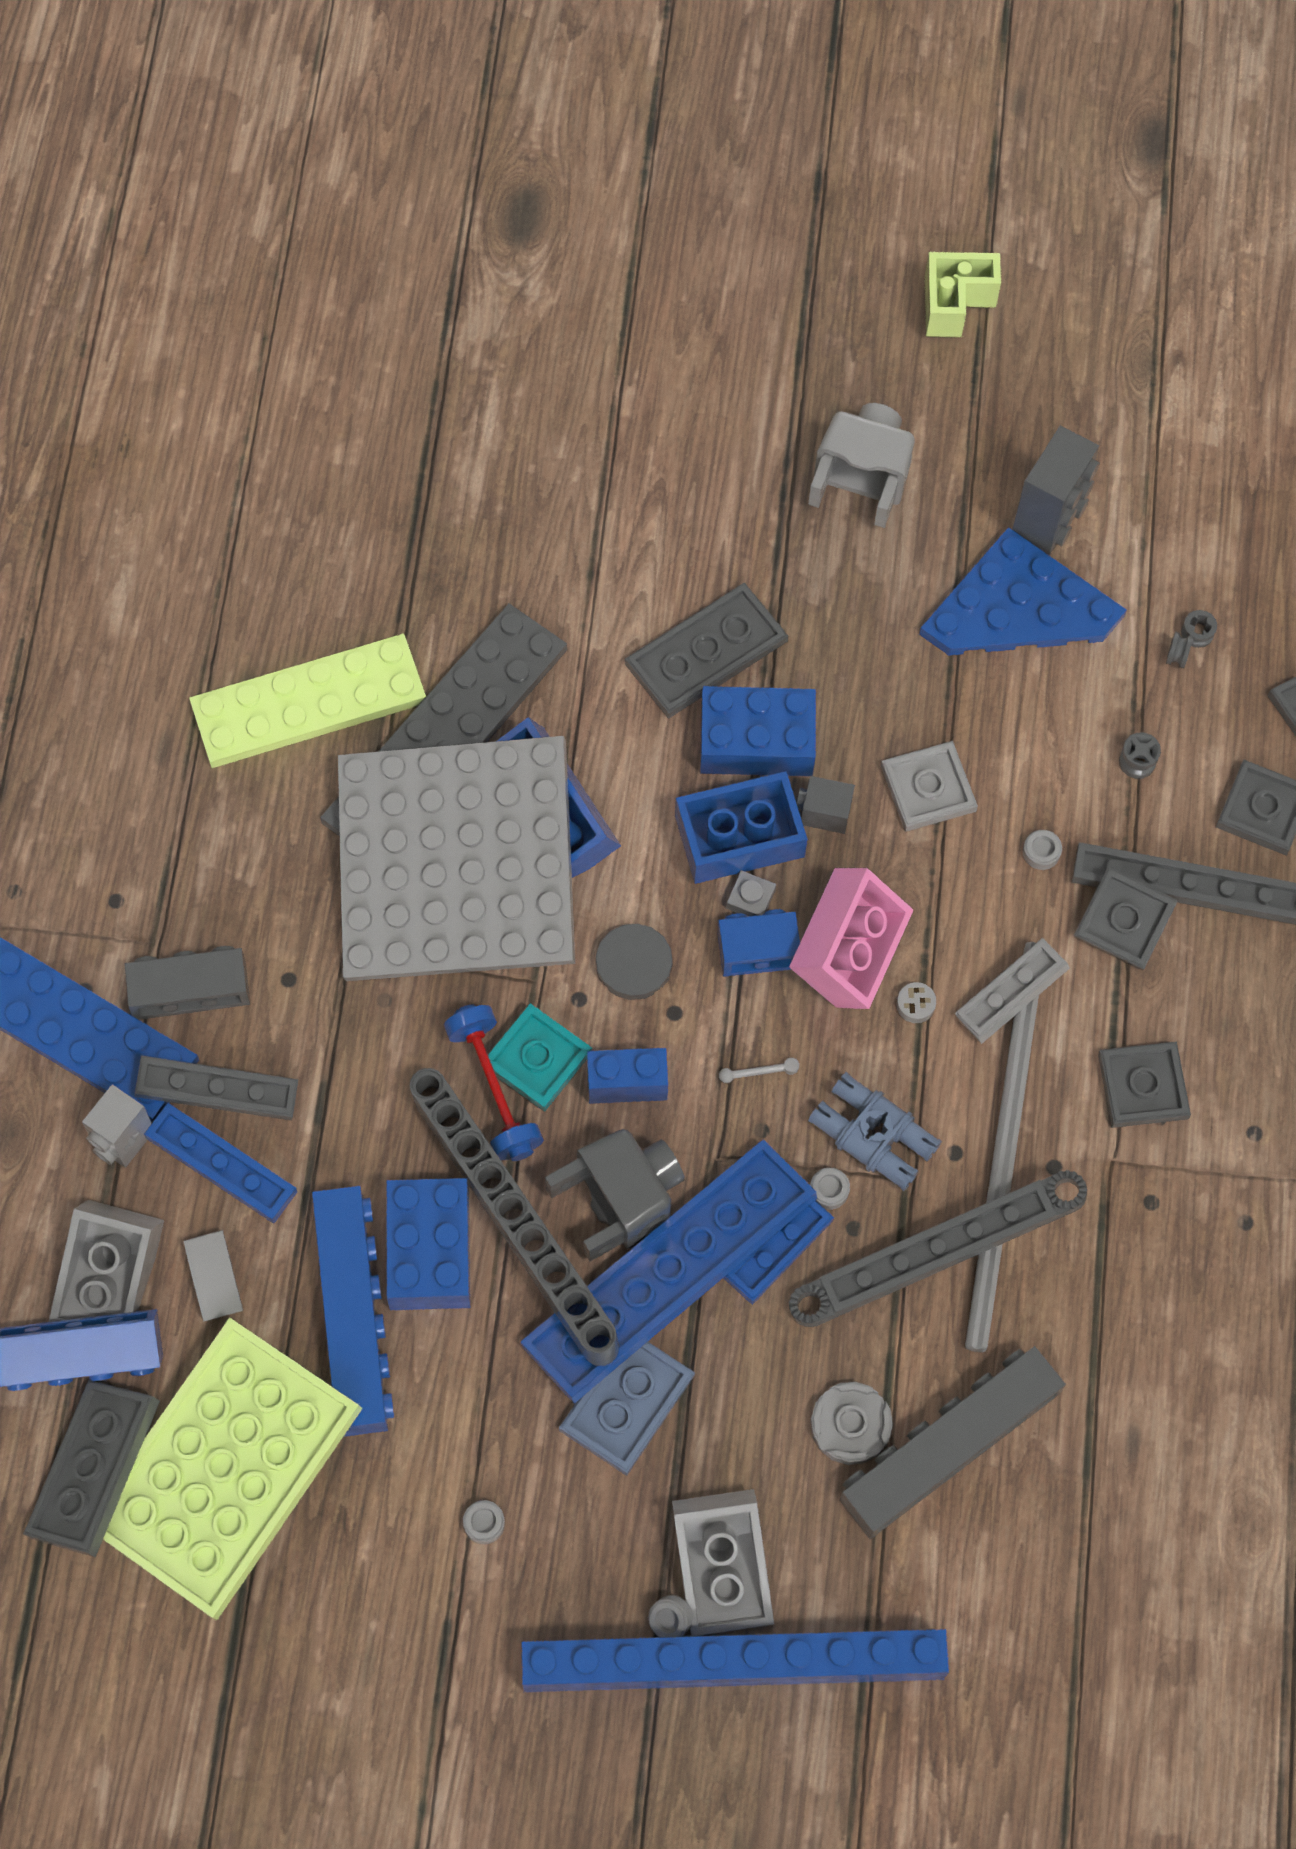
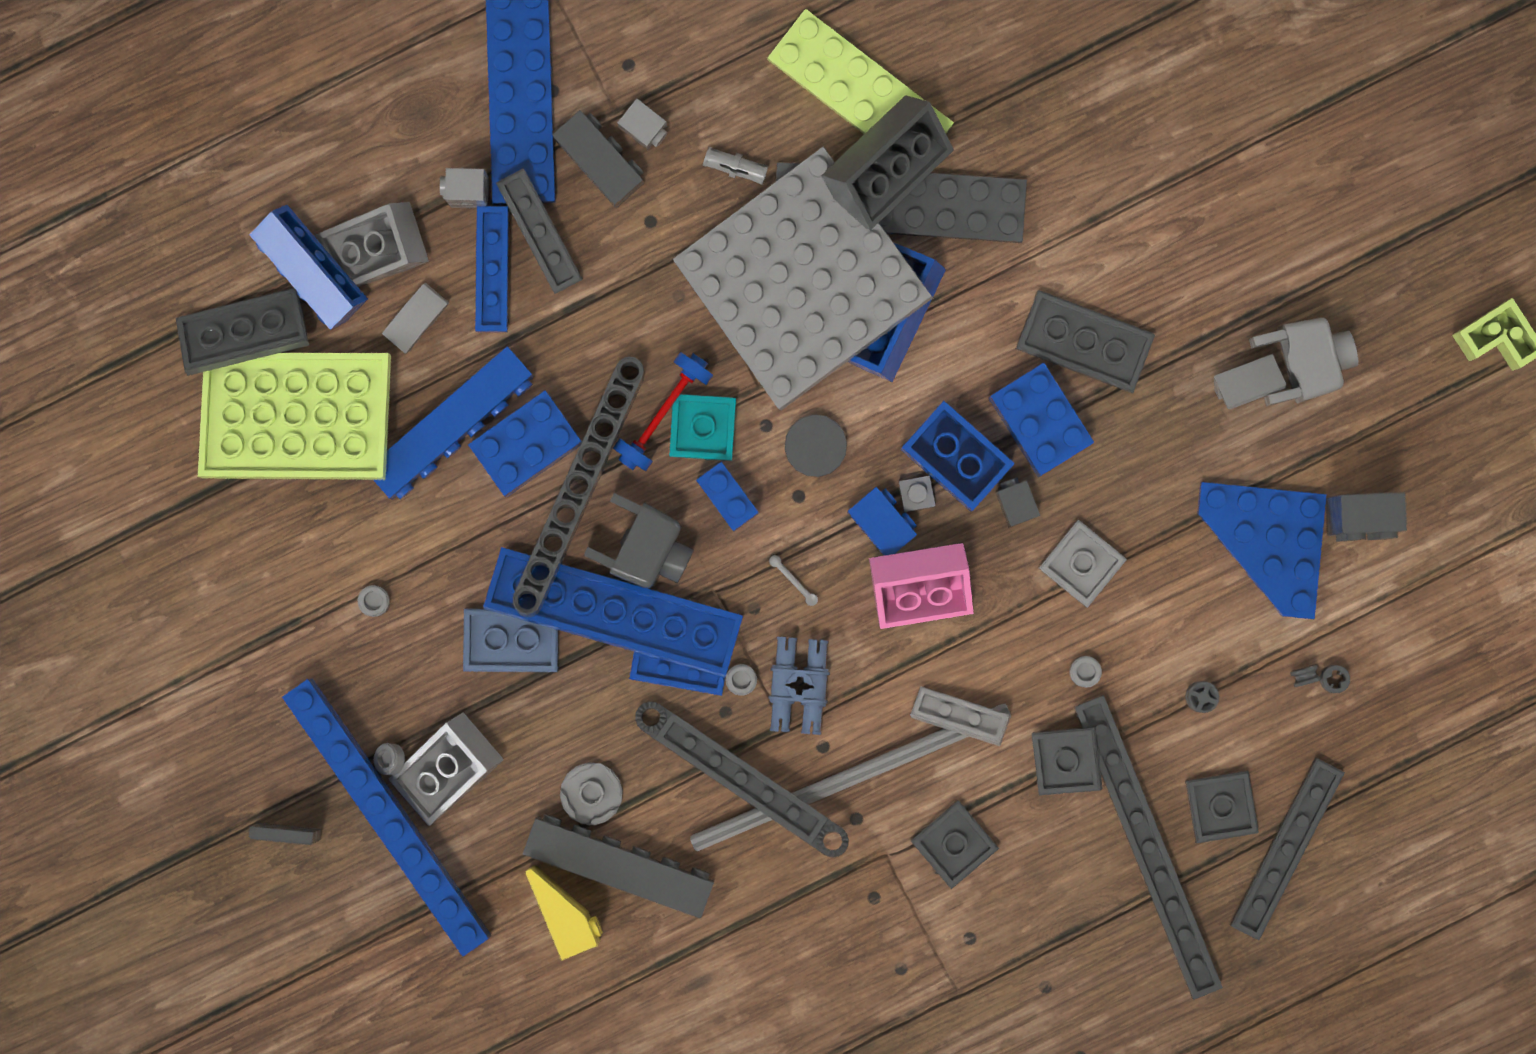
camera: 60 degrees right, 20 degrees up
(186, 918) = (643, 125): none -> light grey brick
(293, 859) = (735, 165): none -> light grey pin
(398, 698) = (888, 161): none -> dark grey slope
(679, 1786) = (284, 833): none -> dark grey tile
(851, 523) = (1249, 382): none -> light grey panel
(916, 1002) = (912, 655): light grey tile -> none
(979, 1530) = (566, 918): none -> light yellow slope

